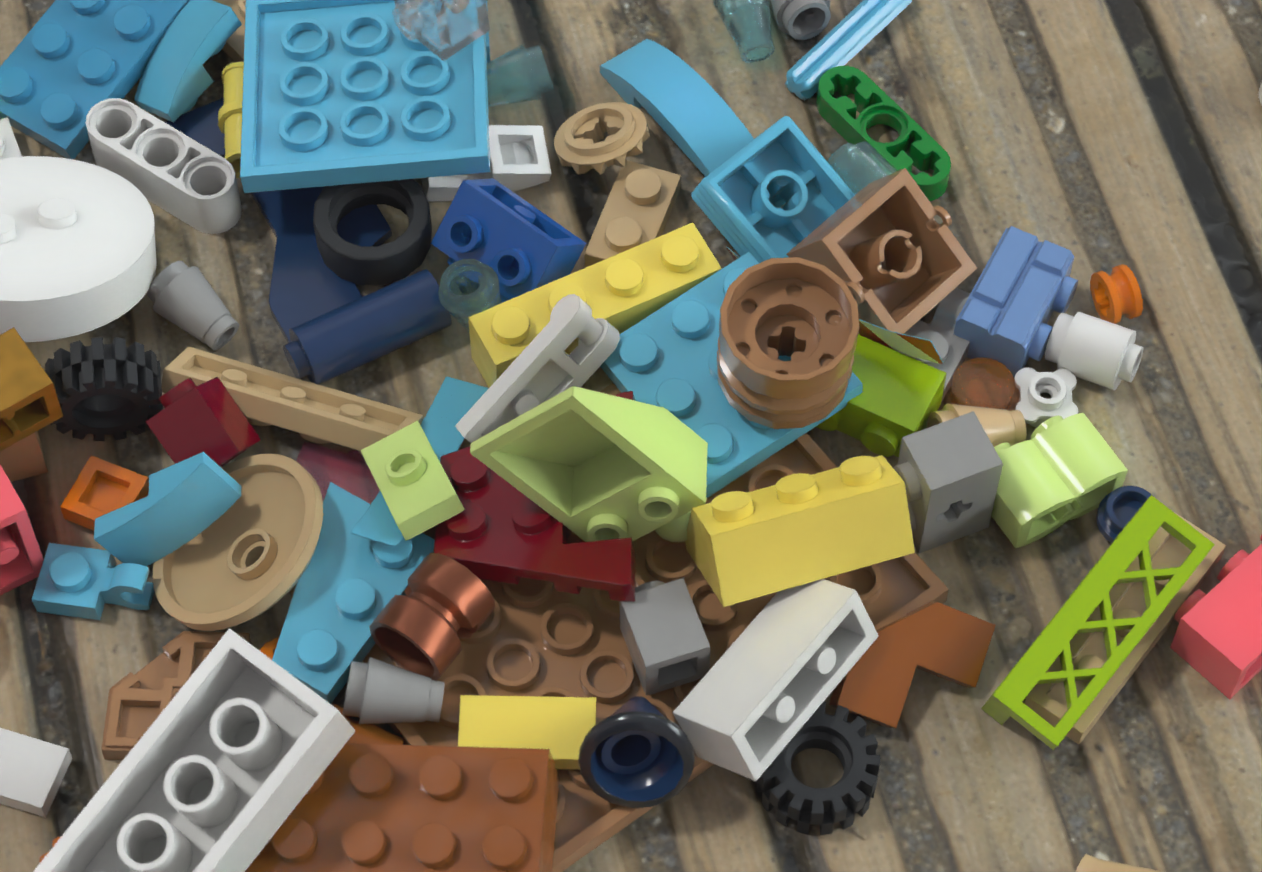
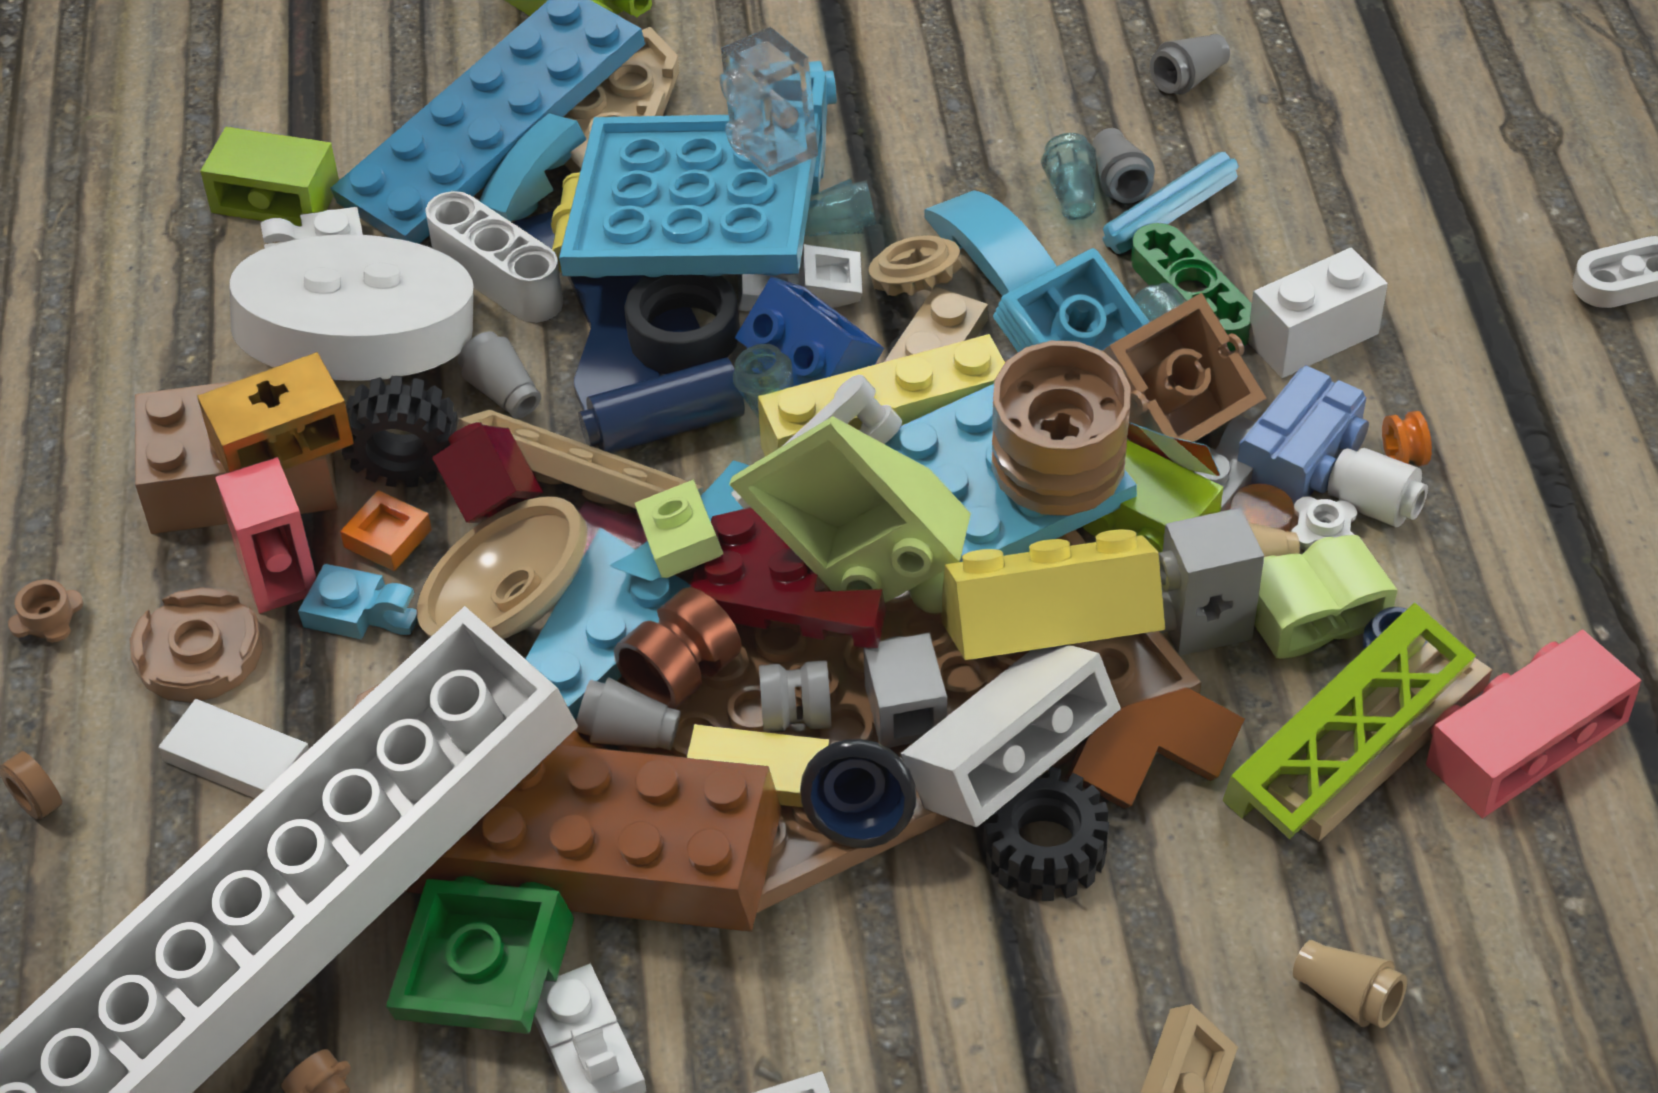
camera: 10 degrees right, 10 degrees down
(177, 509) = (444, 541): medium azure slope -> none
(541, 659) = (779, 699): none -> light grey wheel
(1012, 157) = (1316, 312): none -> white brick

